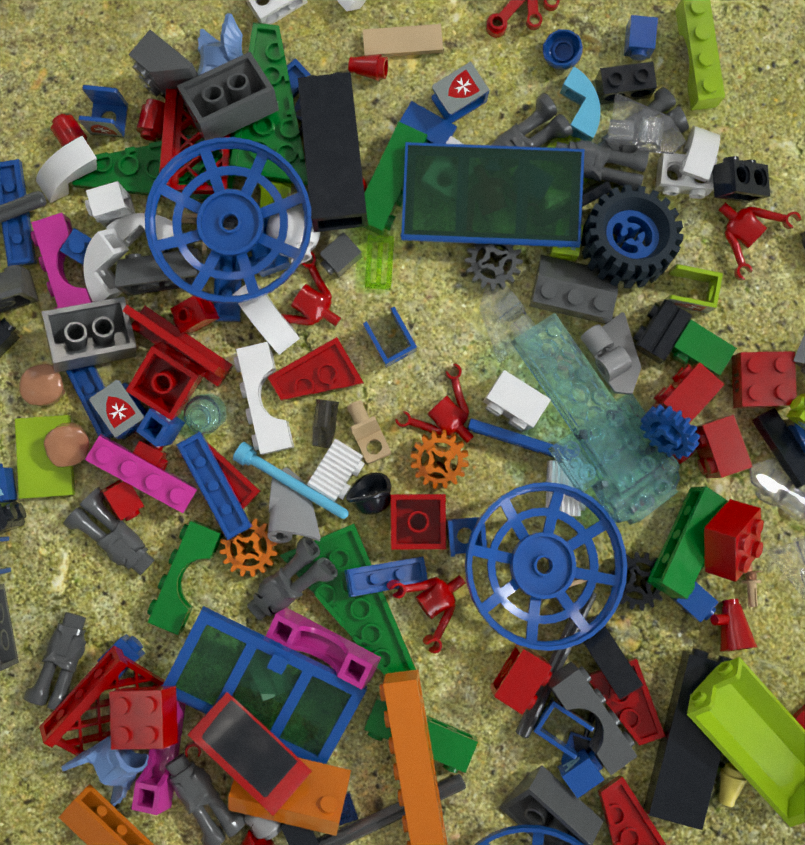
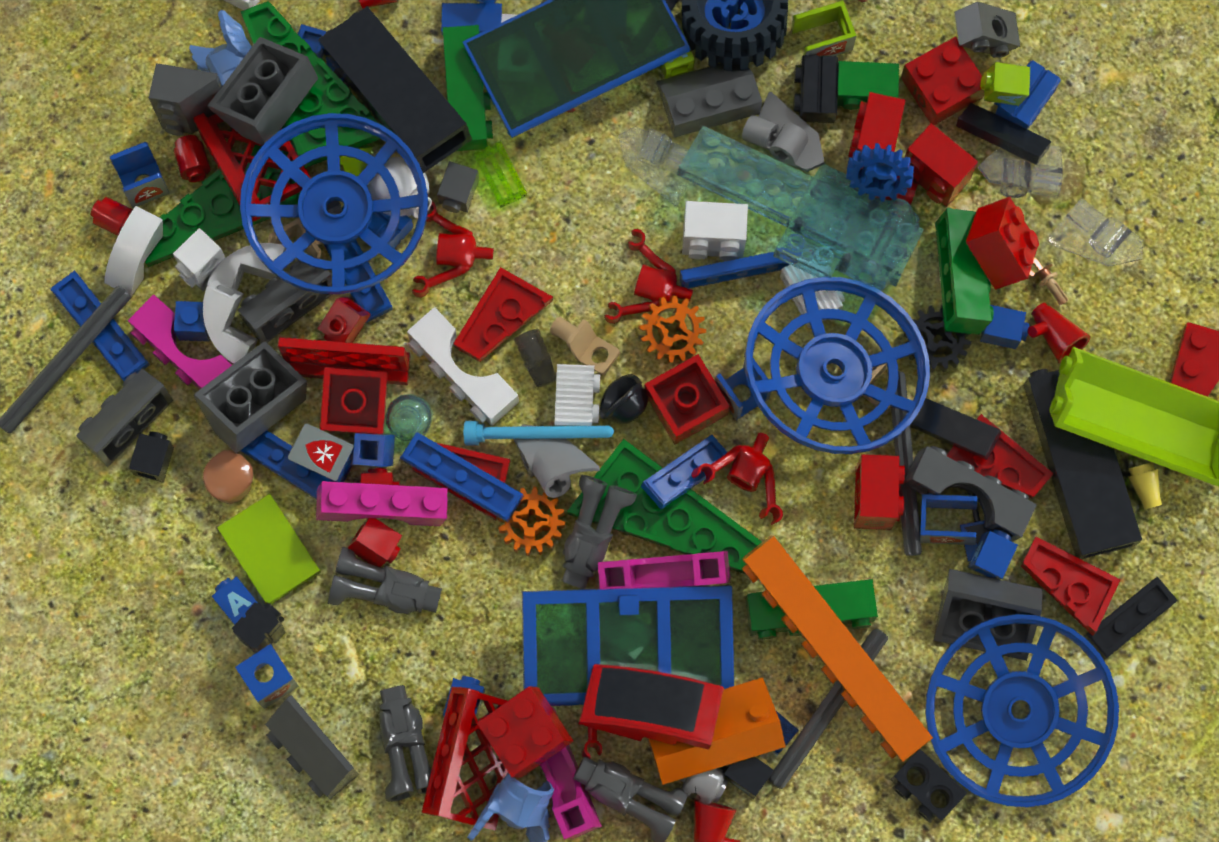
camera: 30 degrees left, 10 degrees down
(66, 444) = (289, 519): nougat hair -> none
(171, 607) = (478, 546): green arch -> none
(268, 321) = (421, 285): white brick -> none
(401, 355) = (564, 225): blue piece -> none
(497, 273) = (607, 125): dark grey gear -> none

